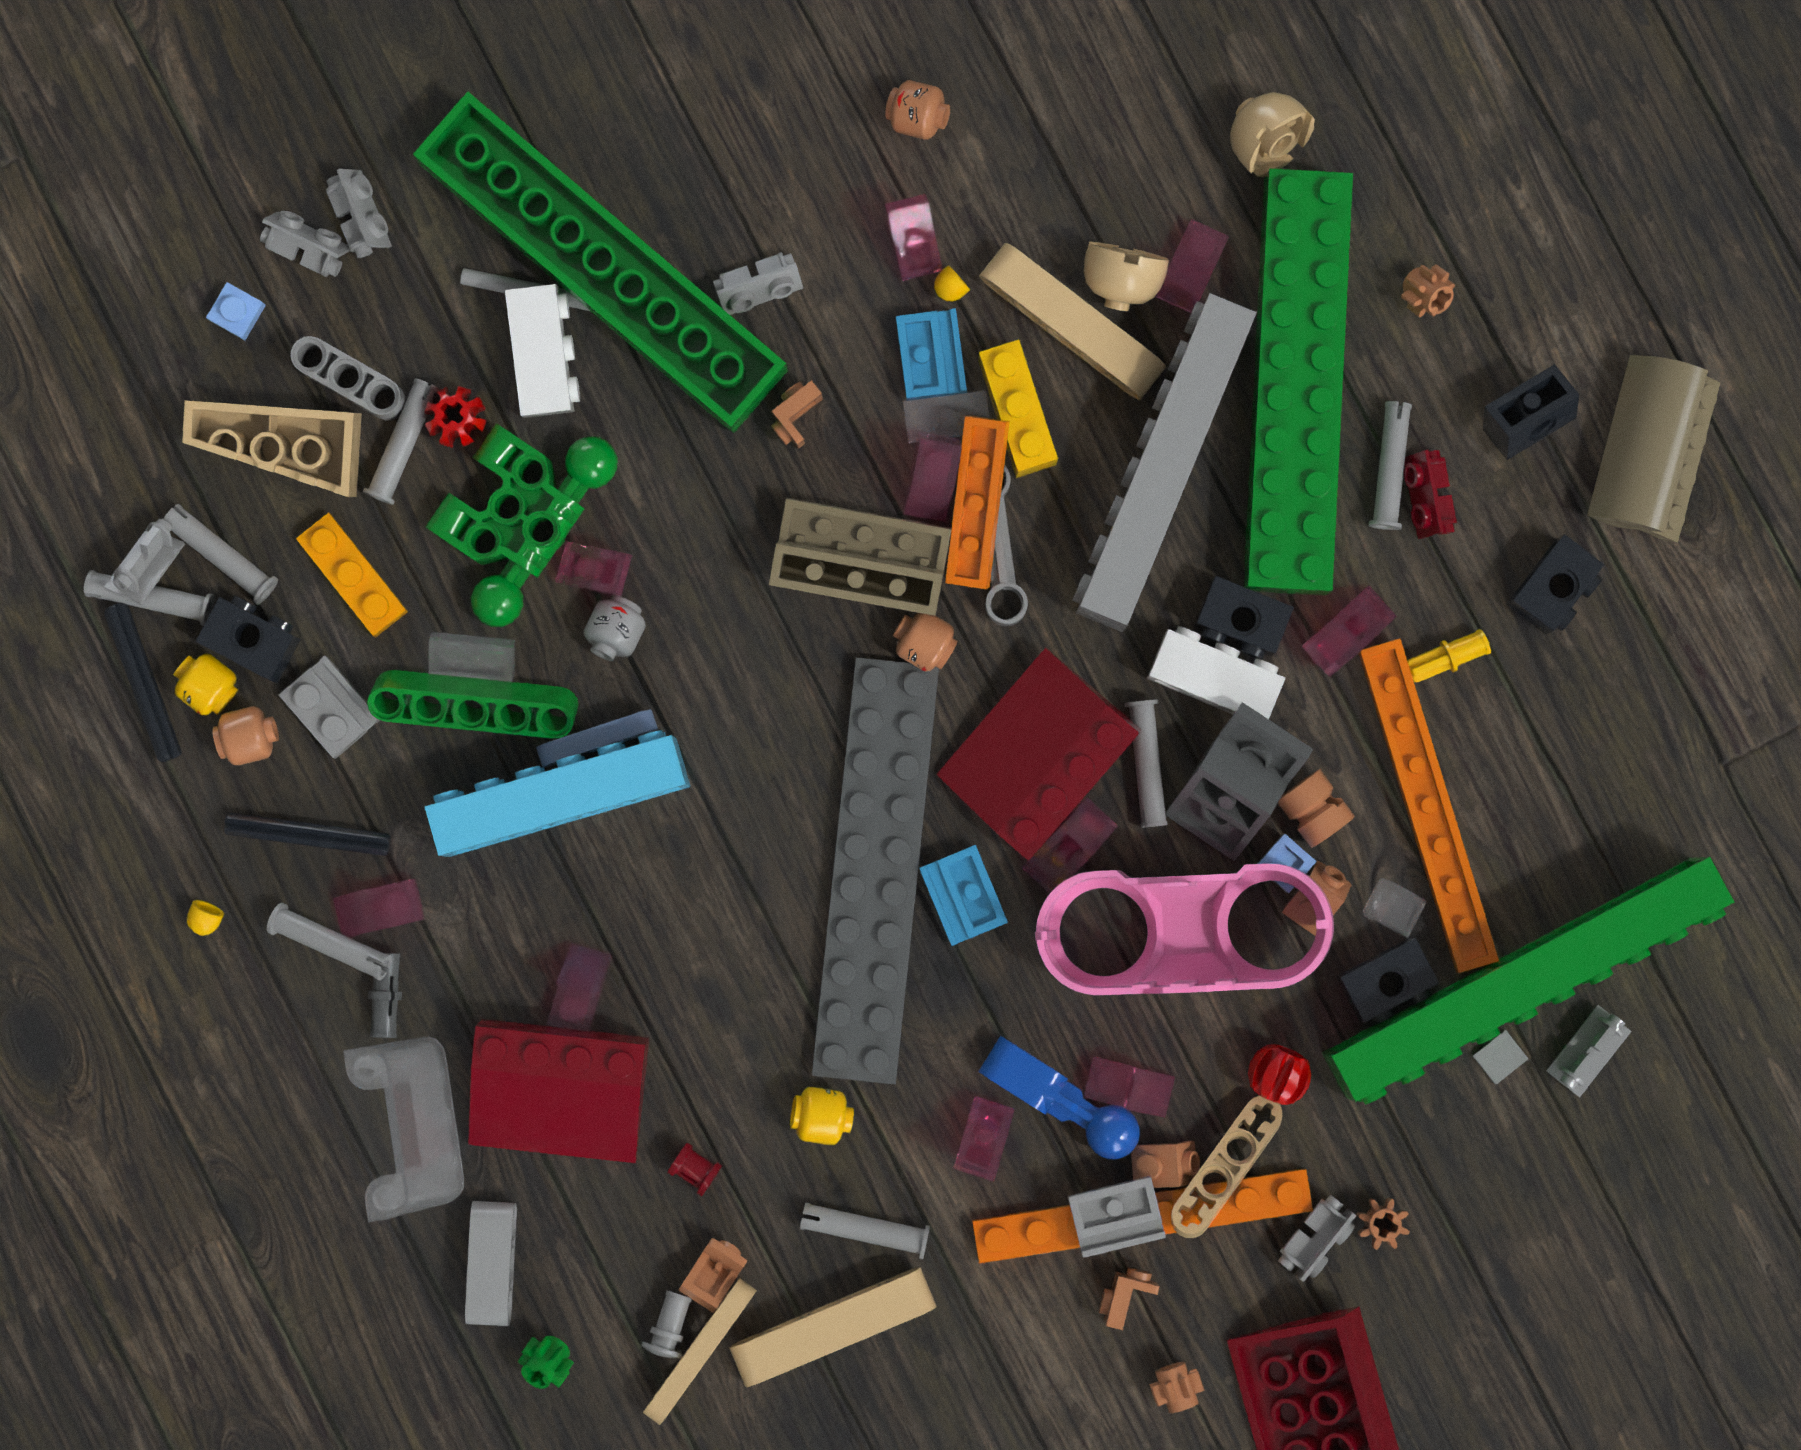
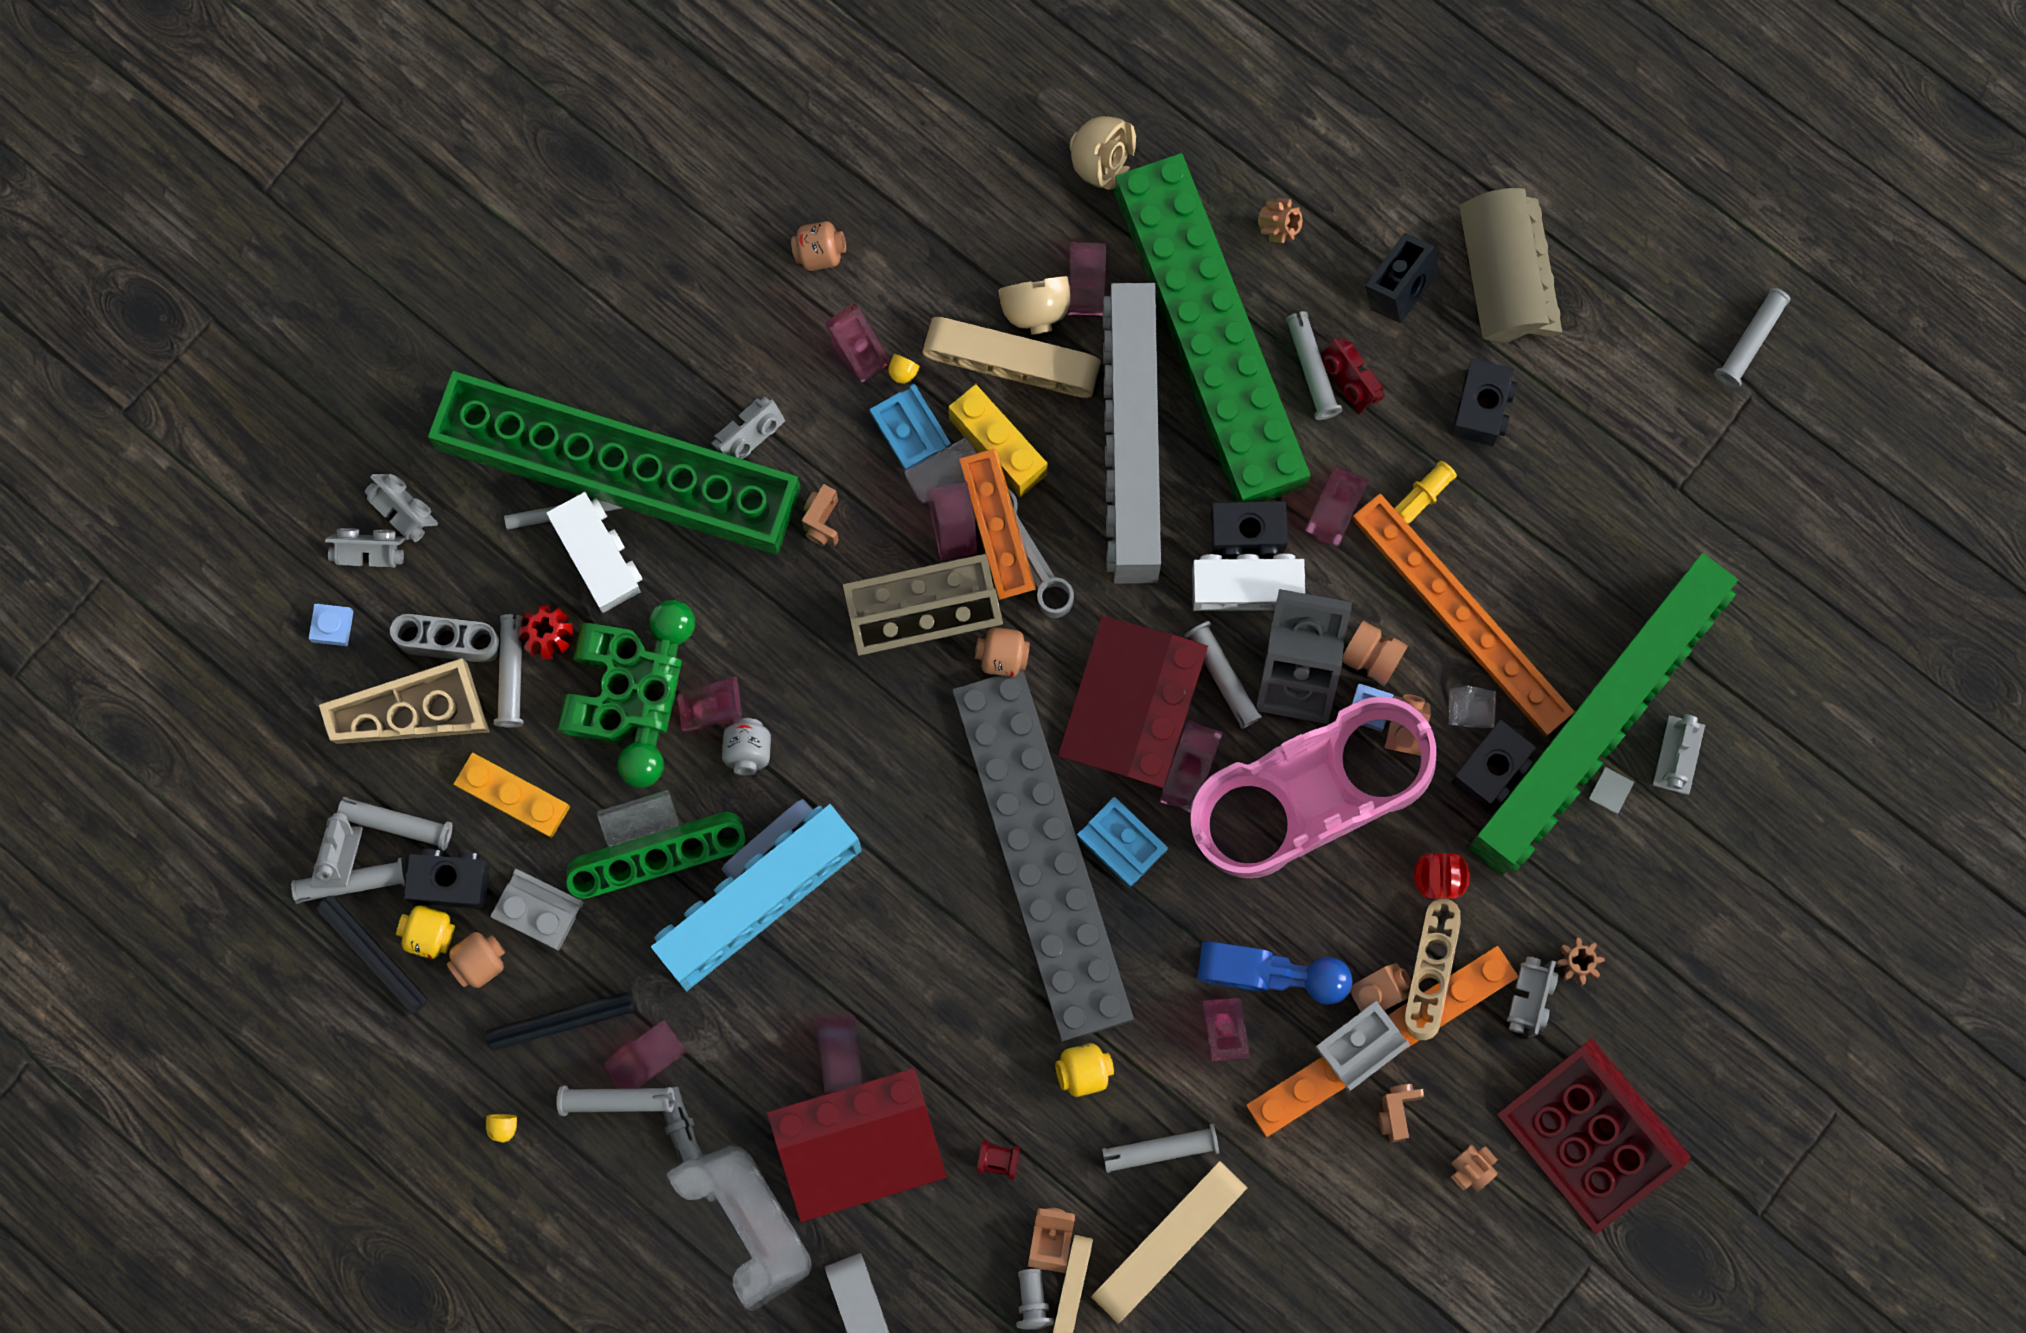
camera: 25 degrees left, 10 degrees down
(1129, 1086) = (1330, 938): clear pink slope -> none

